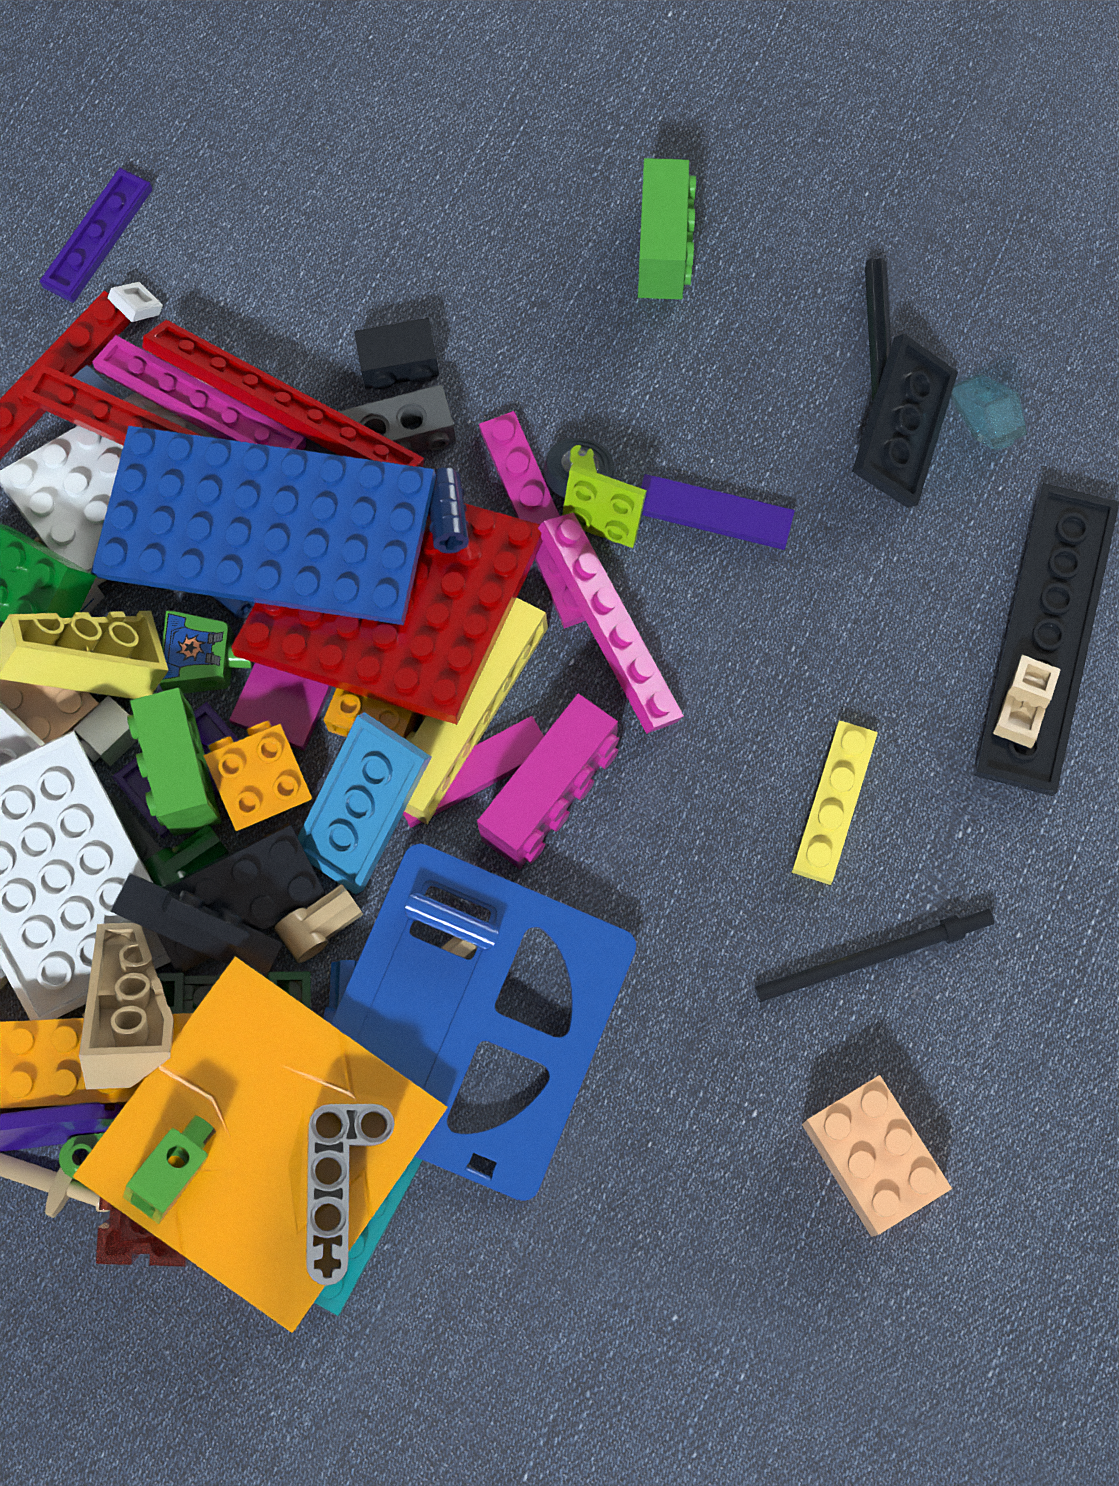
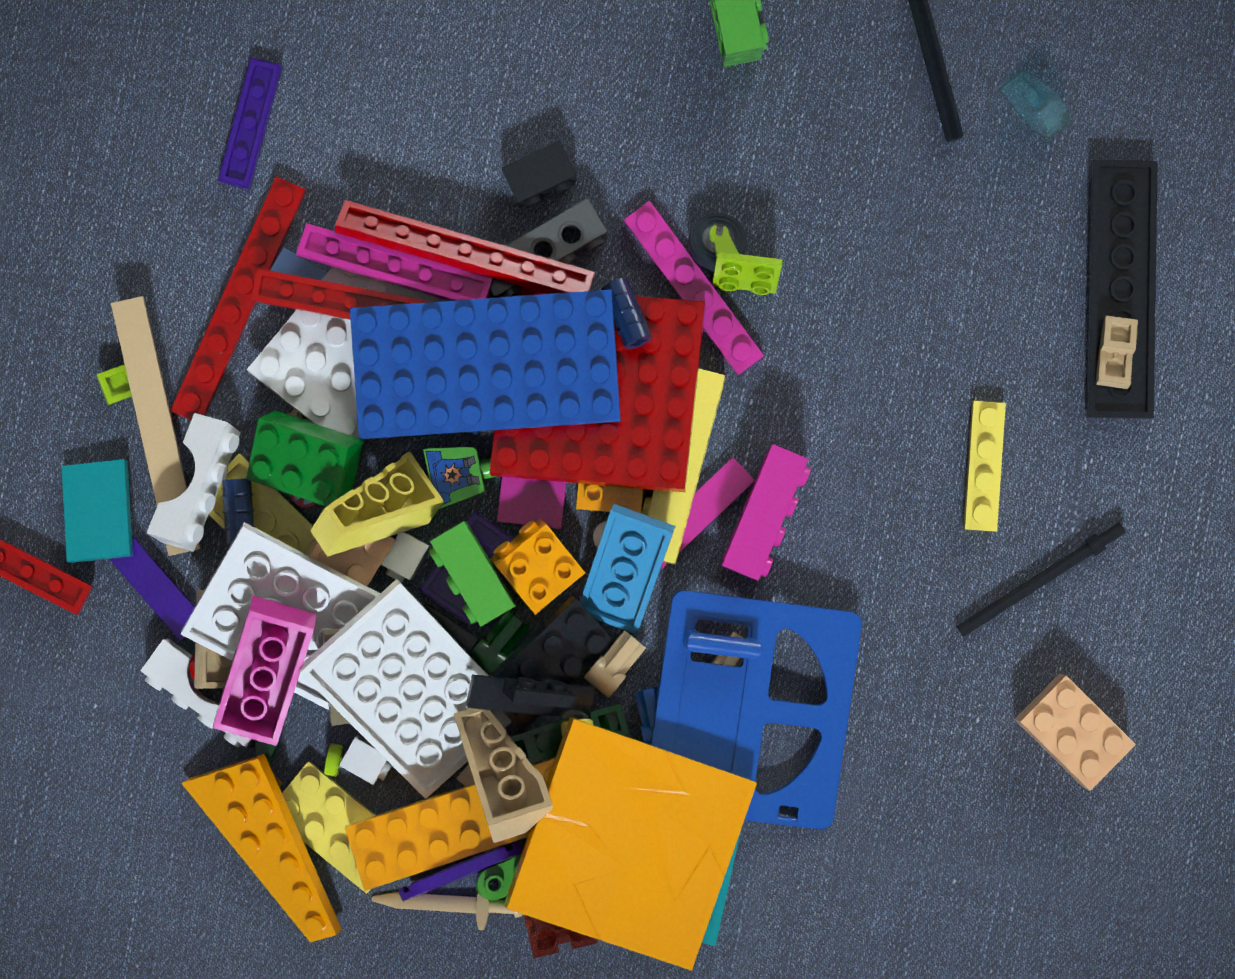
camera: 20 degrees left, 15 degrees up
(135, 301) = (305, 180): white tile -> none
(159, 1184) = (570, 899): bright green torso -> none
(338, 1192) = (698, 866): light grey beam -> none
(610, 623) = (775, 366): plate -> none
(716, 512) = (835, 247): dark purple tile -> none
(905, 421) = (972, 133): black plate -> none

